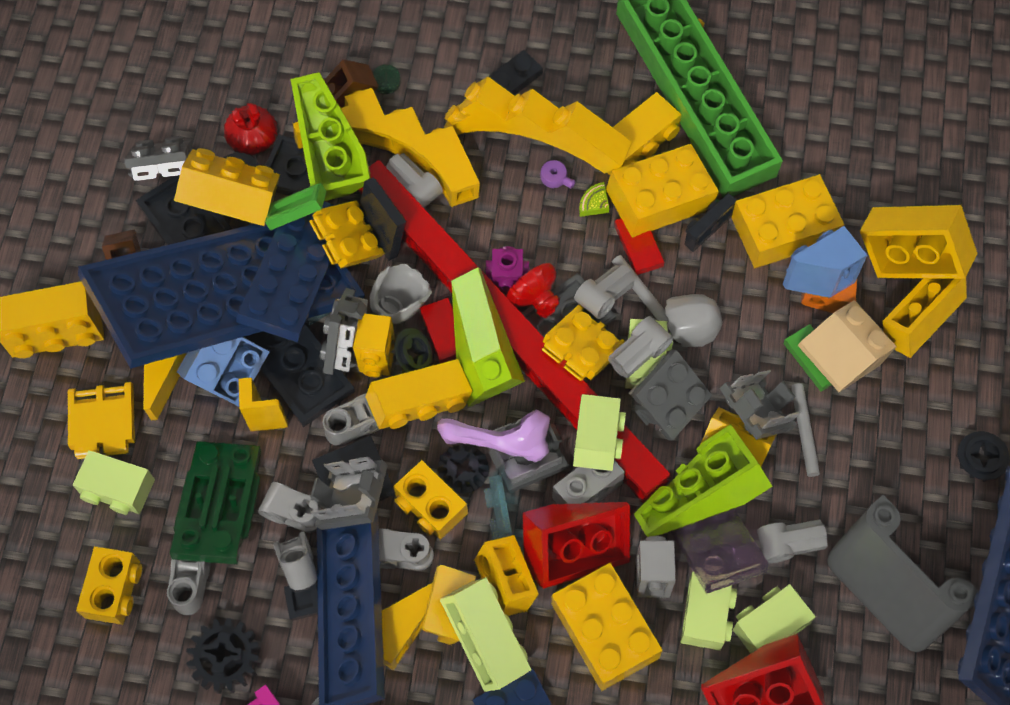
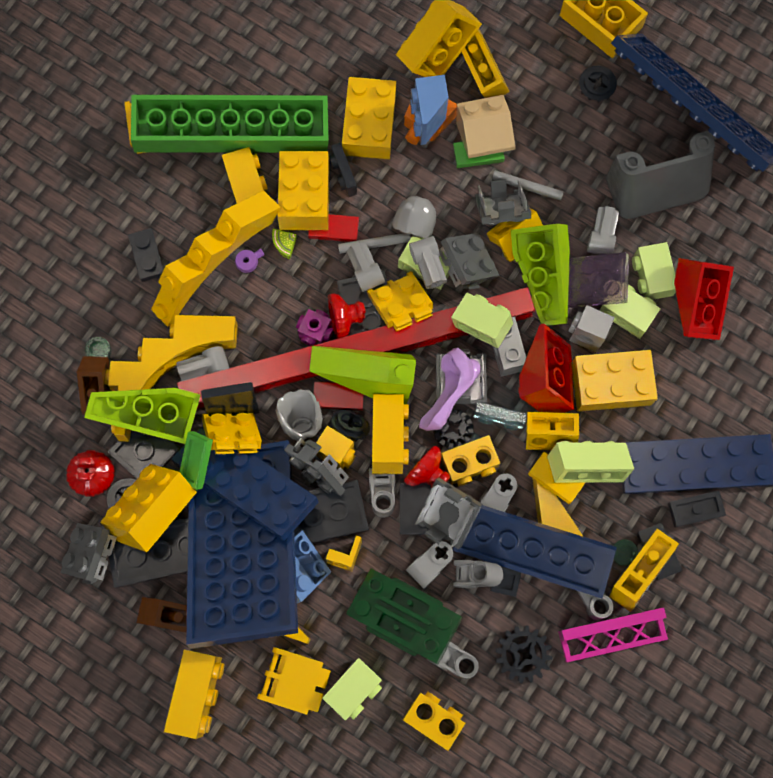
camera: 70 degrees left, 10 degrees up
(396, 451) = (427, 469): none -> red hair

